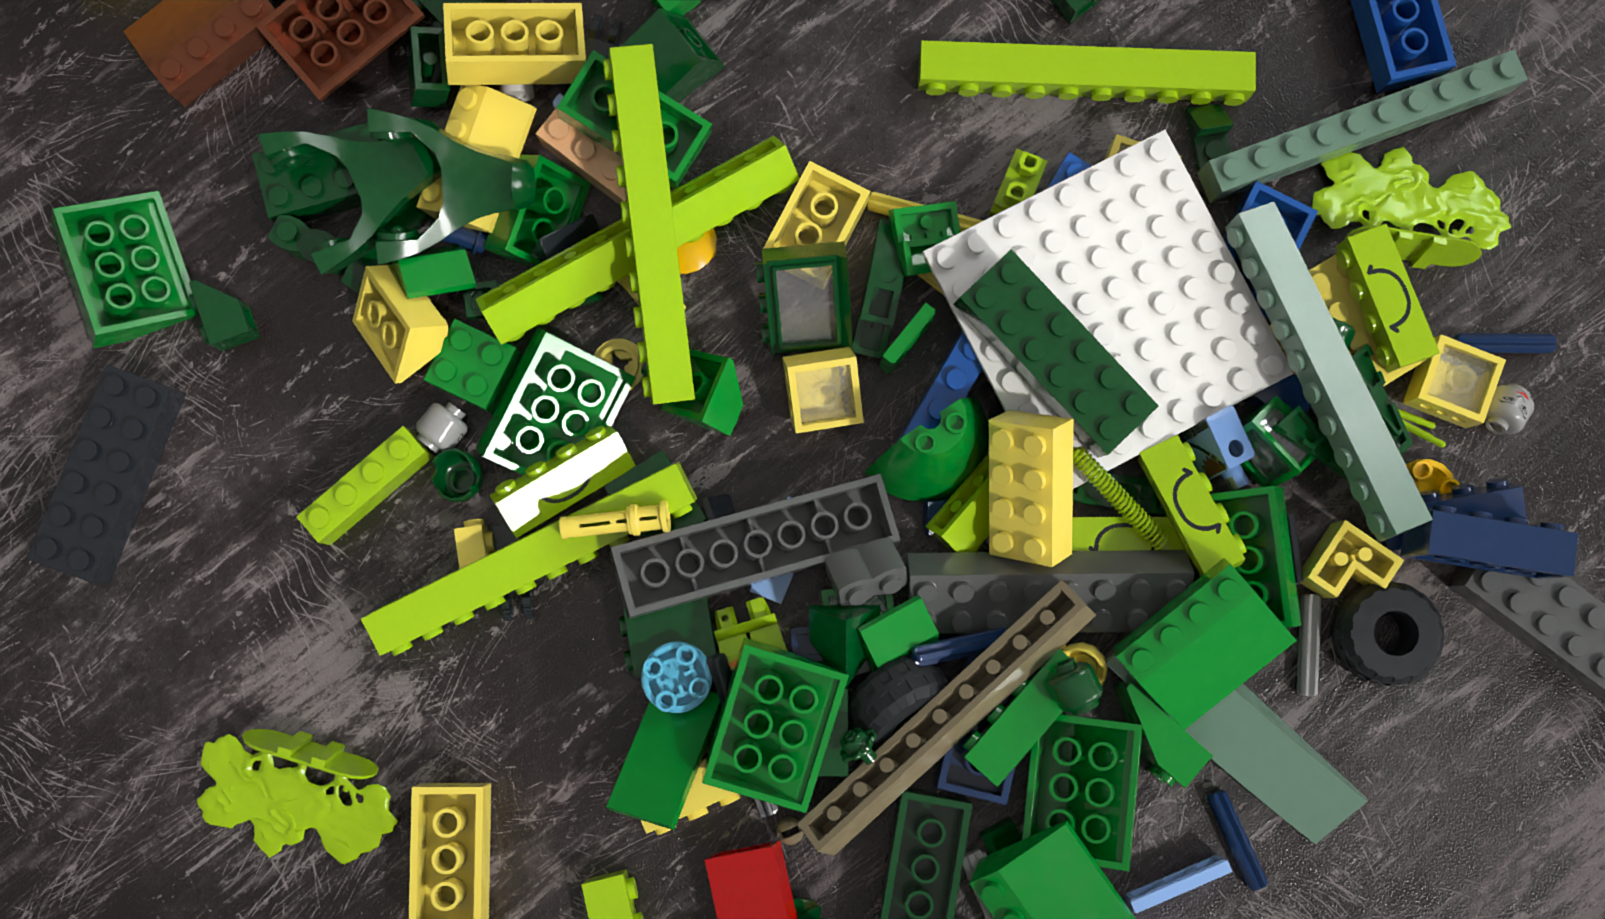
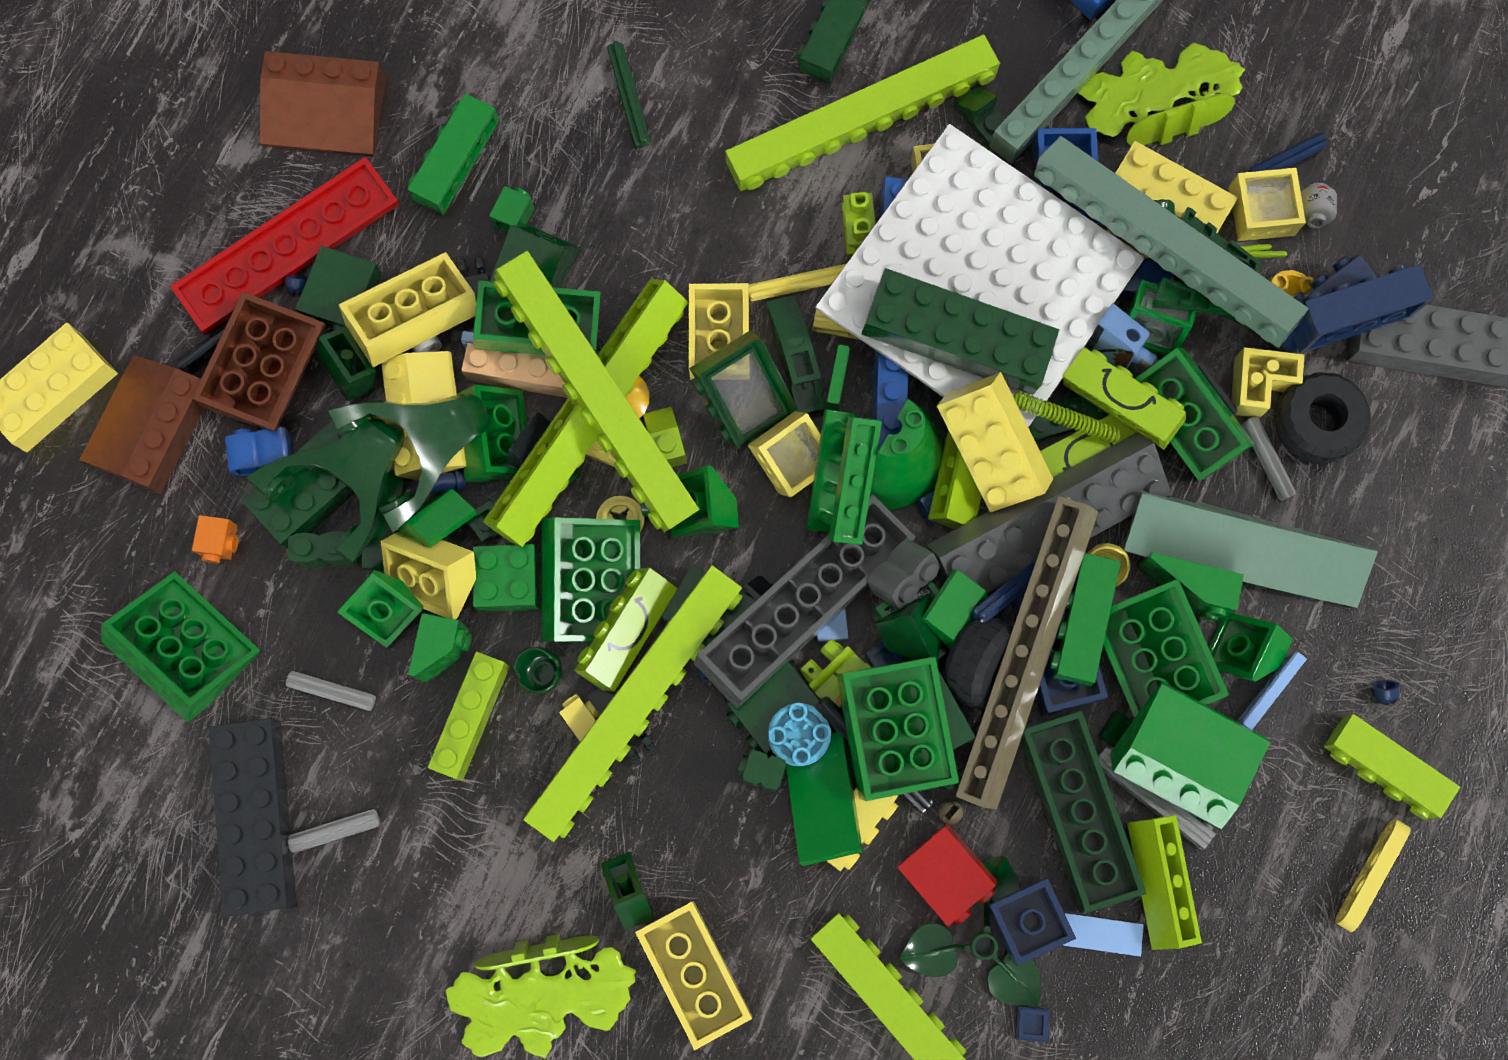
camera: 25 degrees left, 5 degrees down
(179, 529) = (333, 831): none -> light grey axle
(211, 179) = (215, 539): none -> orange brick
(224, 318) = (282, 641): dark green slope -> none
(247, 389) = (330, 690): none -> light grey axle
(295, 110) = (252, 450): none -> blue brick
(335, 332) = (381, 607): none -> green slope
(368, 400) = (438, 646): none -> green slope
(429, 740) = (627, 891): none -> dark green slope
(441, 427) = (505, 638): light grey head -> none
(620, 693) = (762, 771): none -> dark green brick
(633, 514) = (657, 656): light yellow pin -> none
(706, 305) = (665, 433): none -> lime slope
(857, 441) = (843, 476): none -> green fence
(858, 745) = (971, 706): dark green plant -> none
(920, 229) = (802, 293): green slope -> none
(1075, 686) = (1112, 573): dark green head -> none
(1178, 828) = (1249, 646): none -> green slope
(1203, 644) = (1191, 492): green slope -> none
(1237, 840) = (1300, 637): dark blue axle -> none
(1386, 298) = (1183, 166): lime brick -> none

